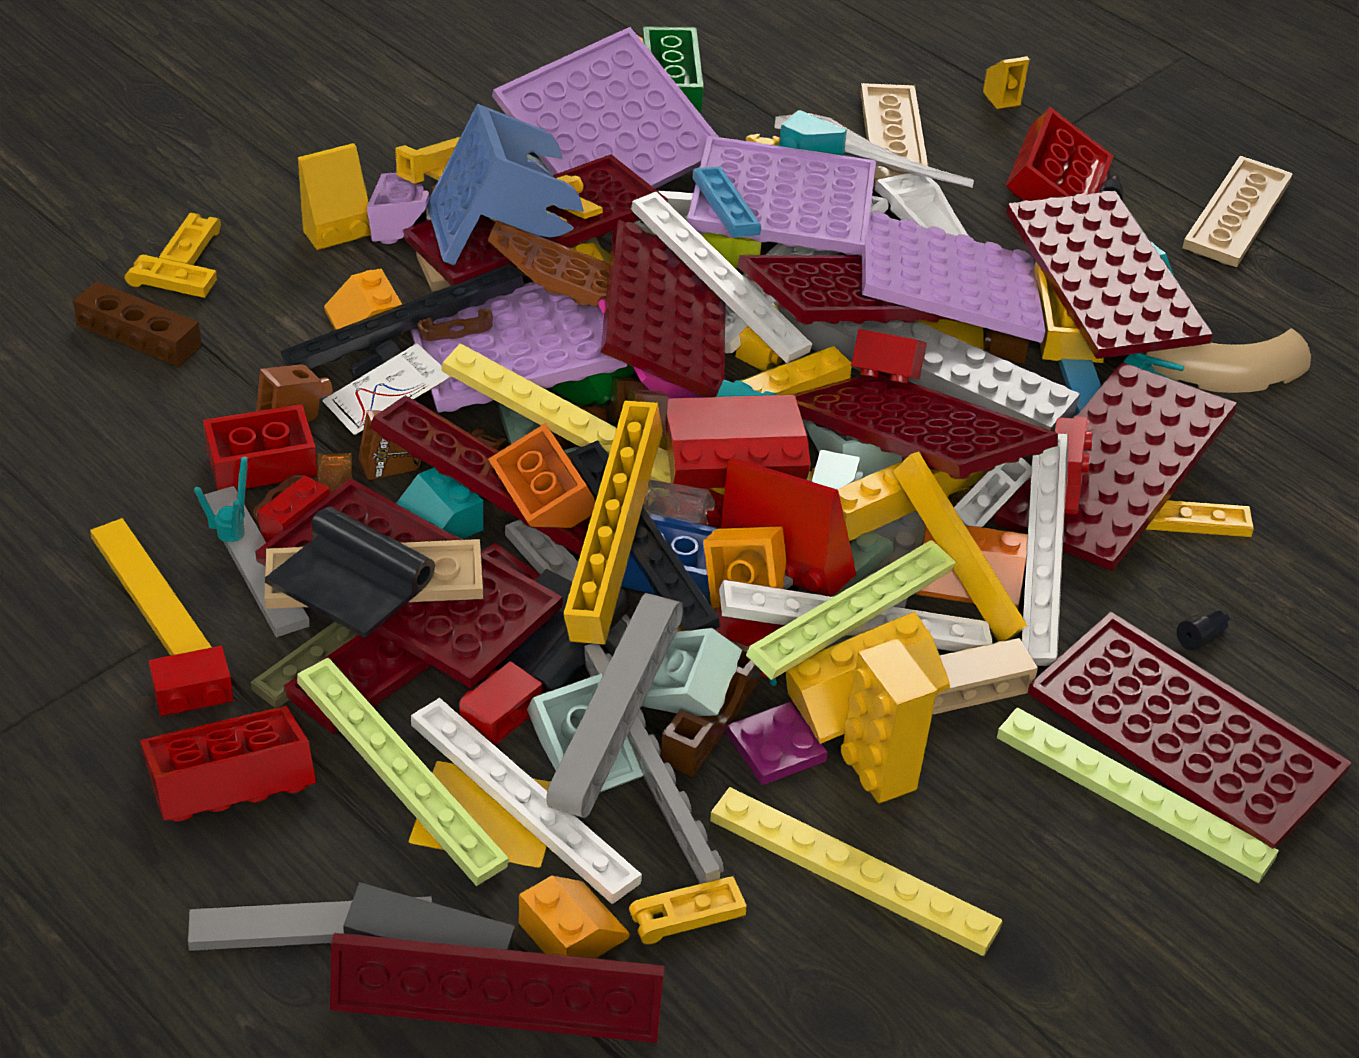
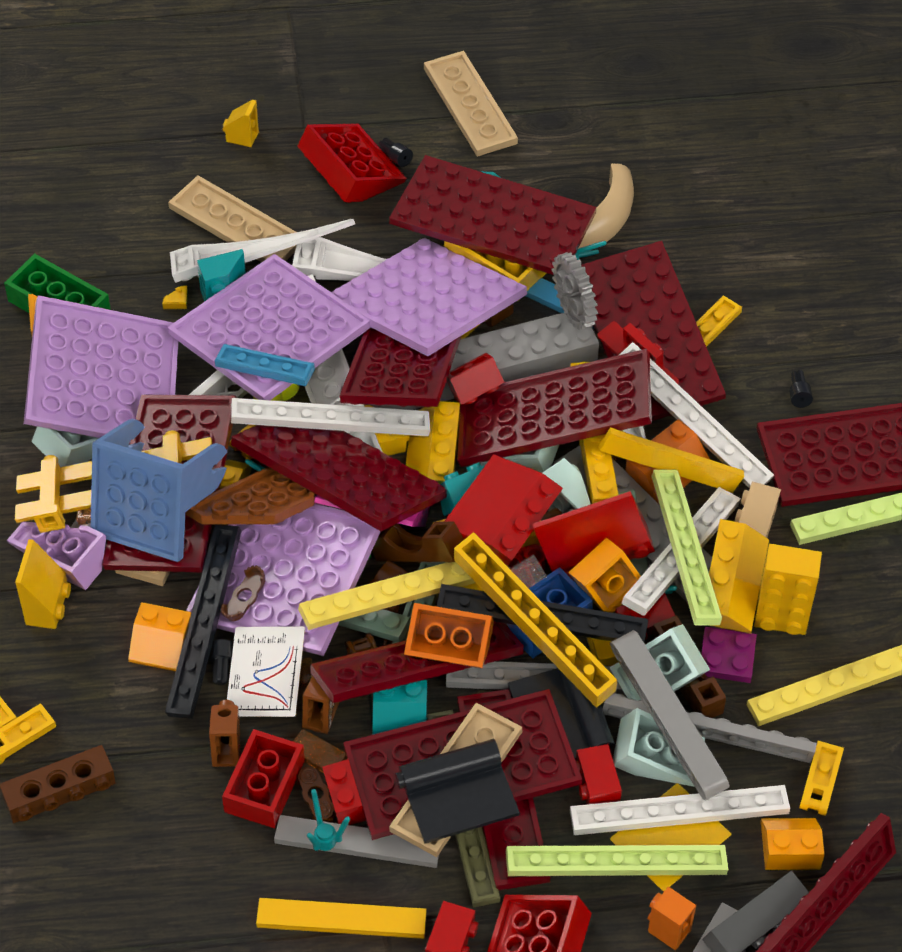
camera: 50 degrees left, 10 degrees up
(357, 847) = (671, 917): none -> orange brick
(1064, 353) = (574, 291): none -> light grey gear

